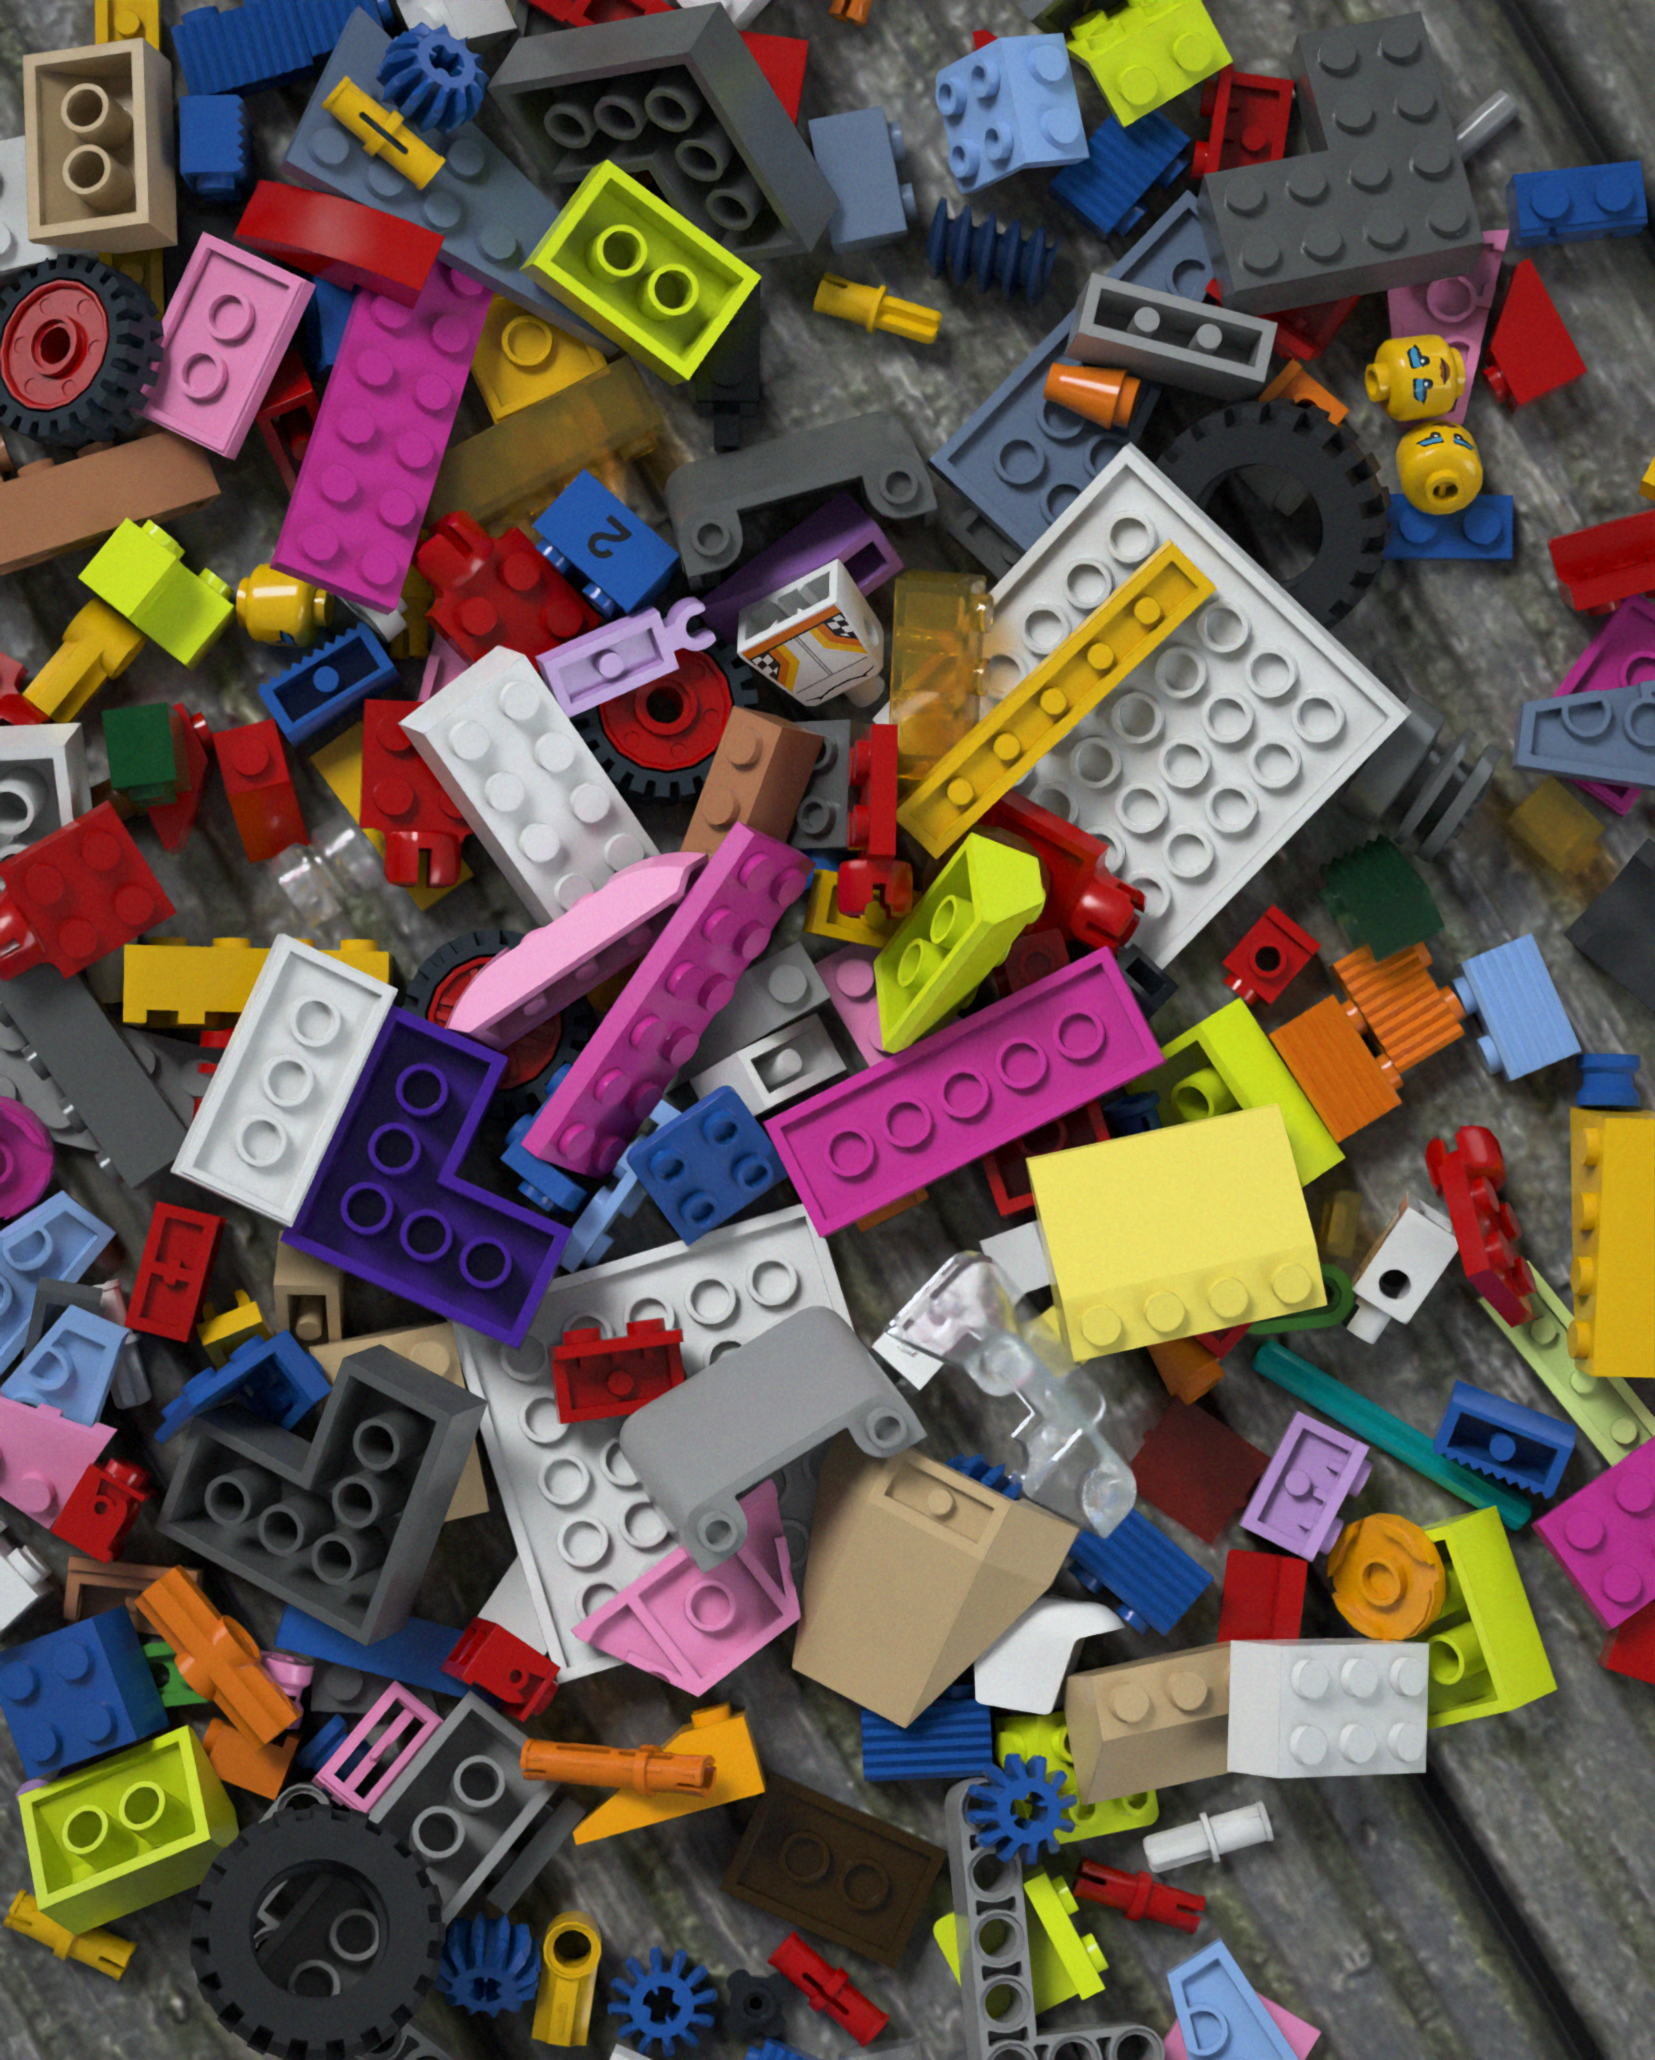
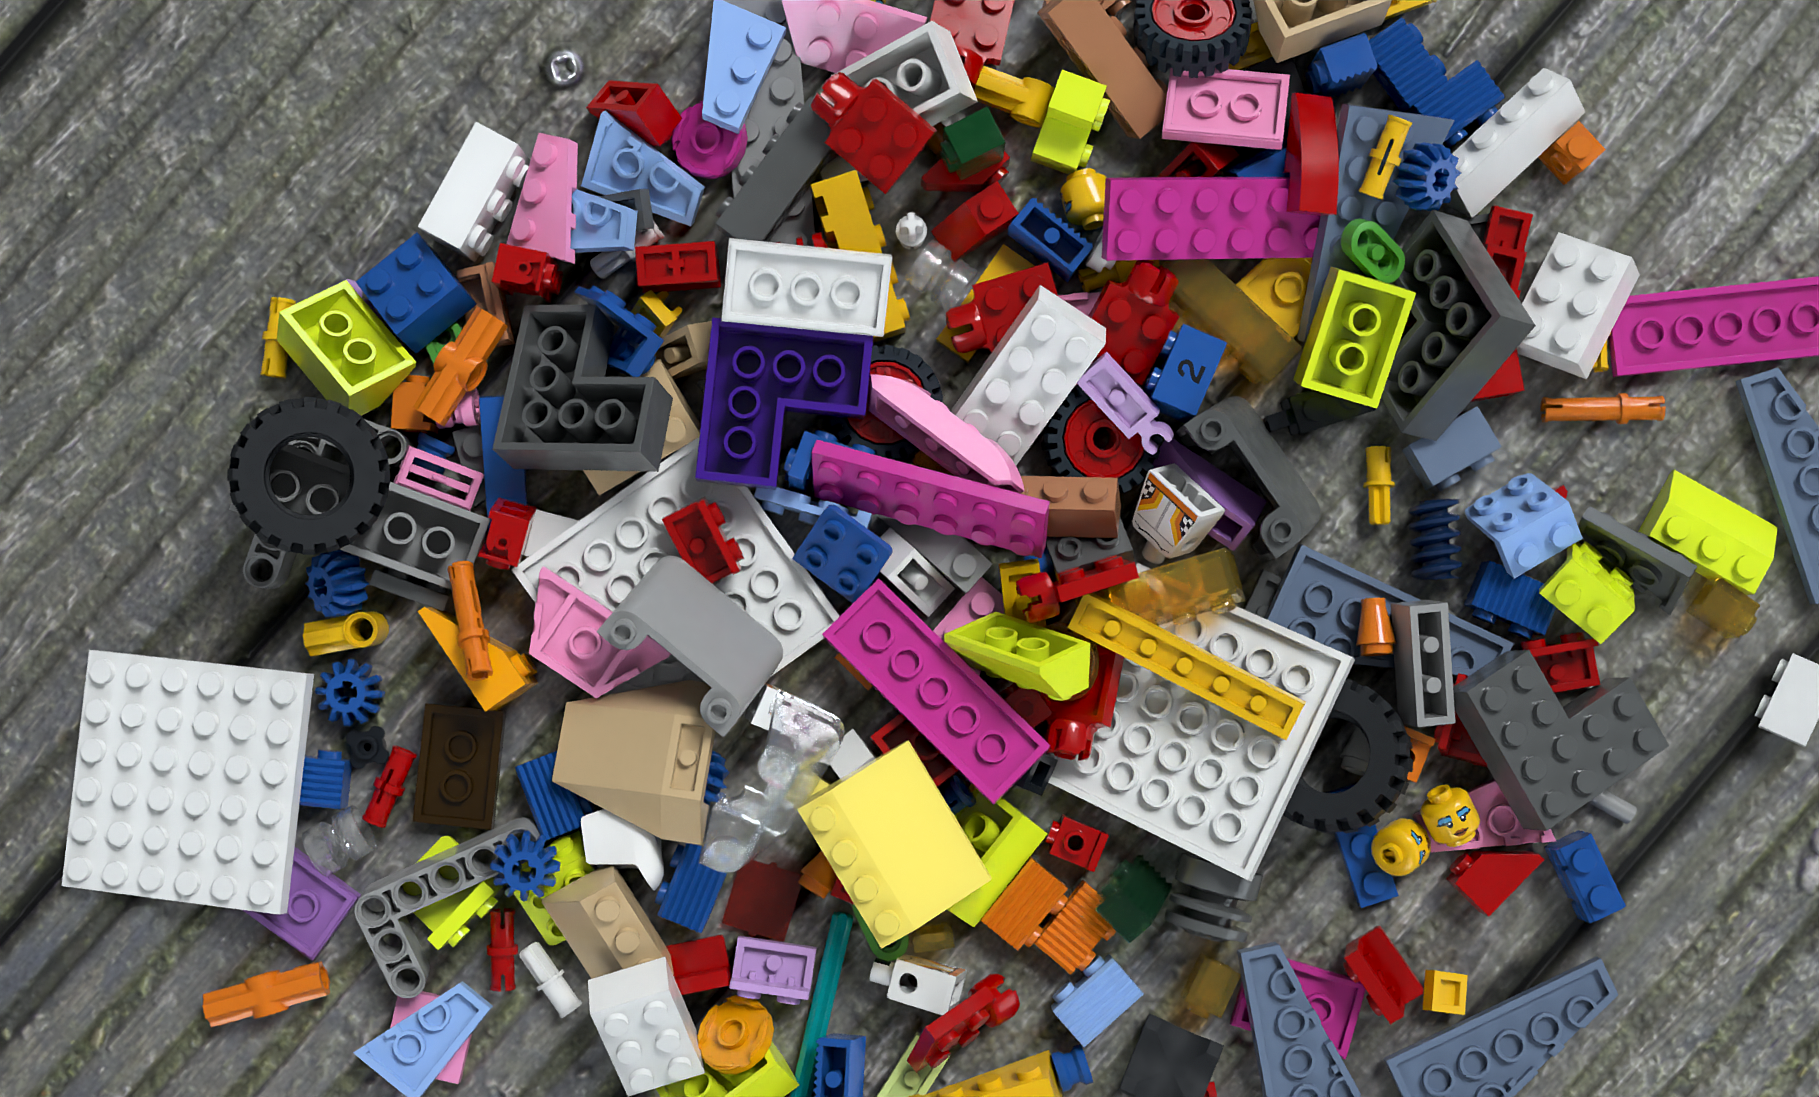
camera: 75 degrees right, 0 degrees up
(243, 892) = (911, 231): none -> white axle
(505, 201) = (1367, 244): none -> bright green plate

